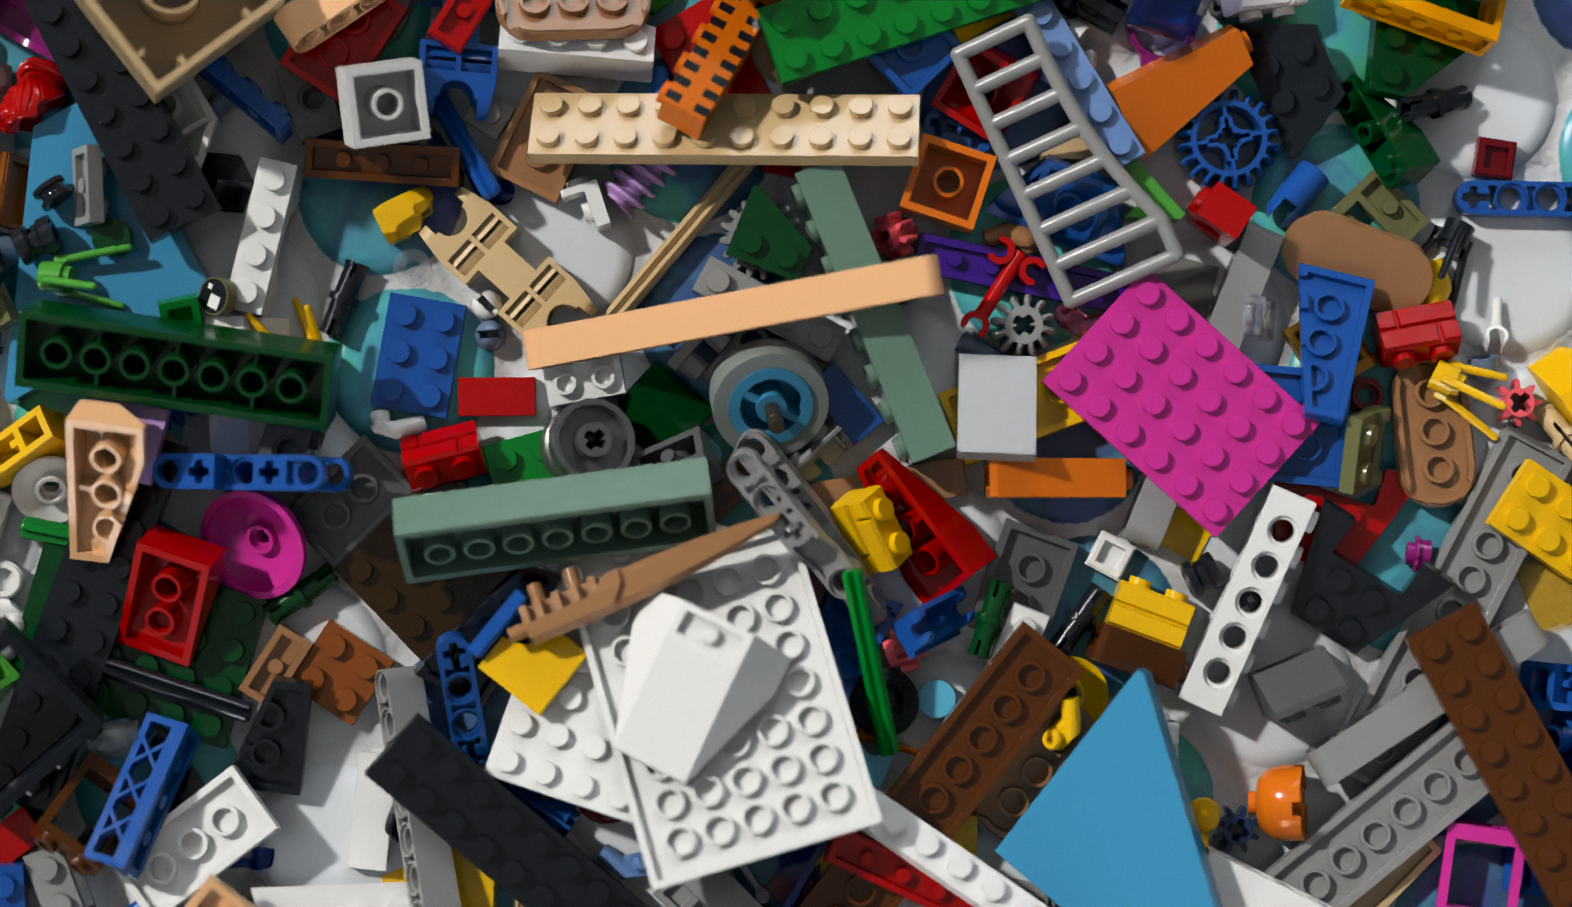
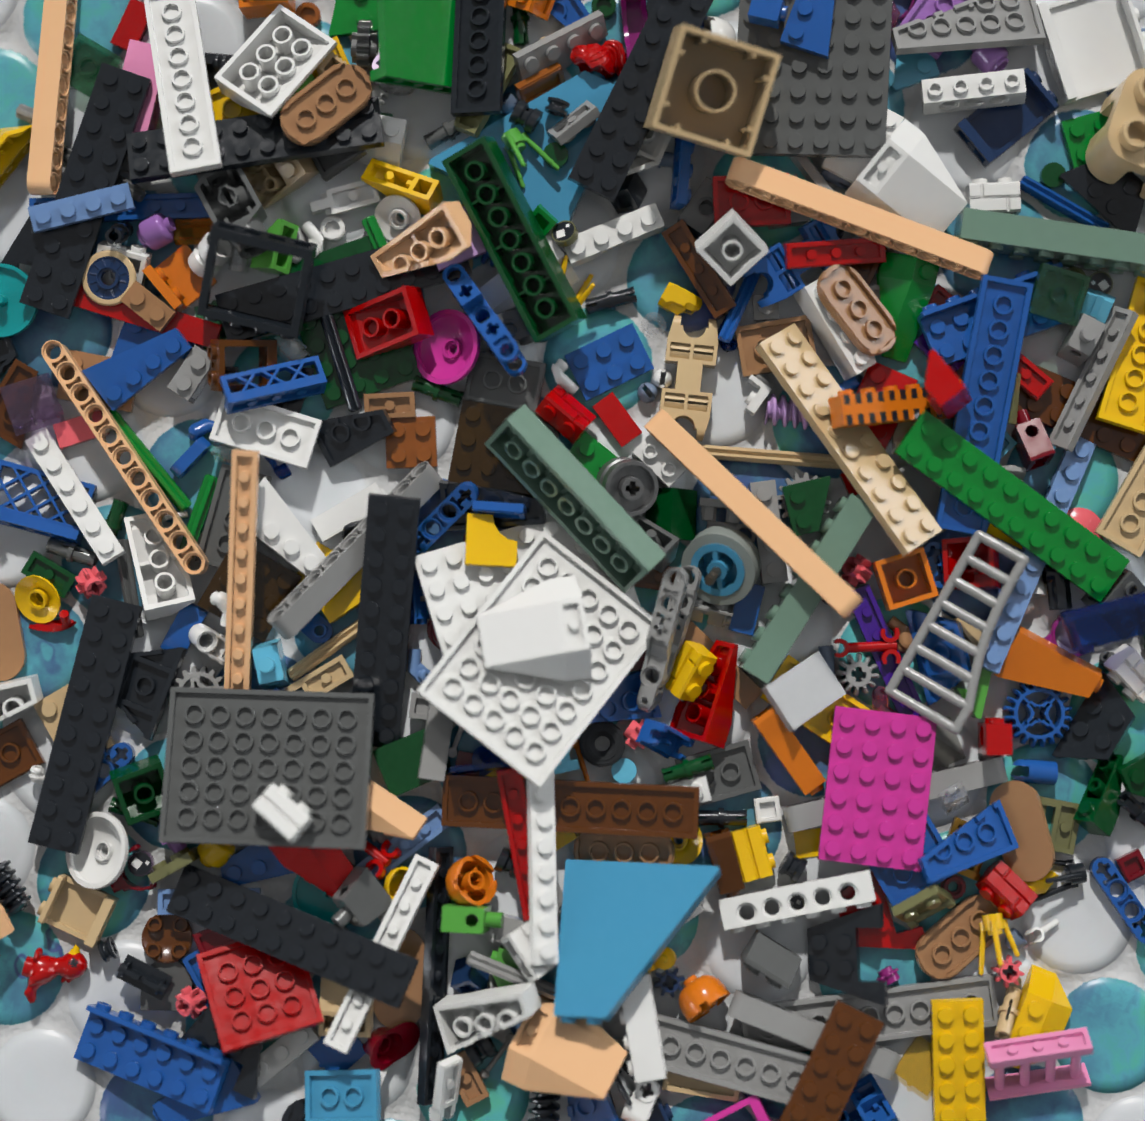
camera: 65 degrees right, 0 degrees up
(627, 585) = (565, 560): medium nougat piece -> none
(870, 661) = (619, 720): green axle -> none
(1066, 727) = (659, 851): yellow arm -> none

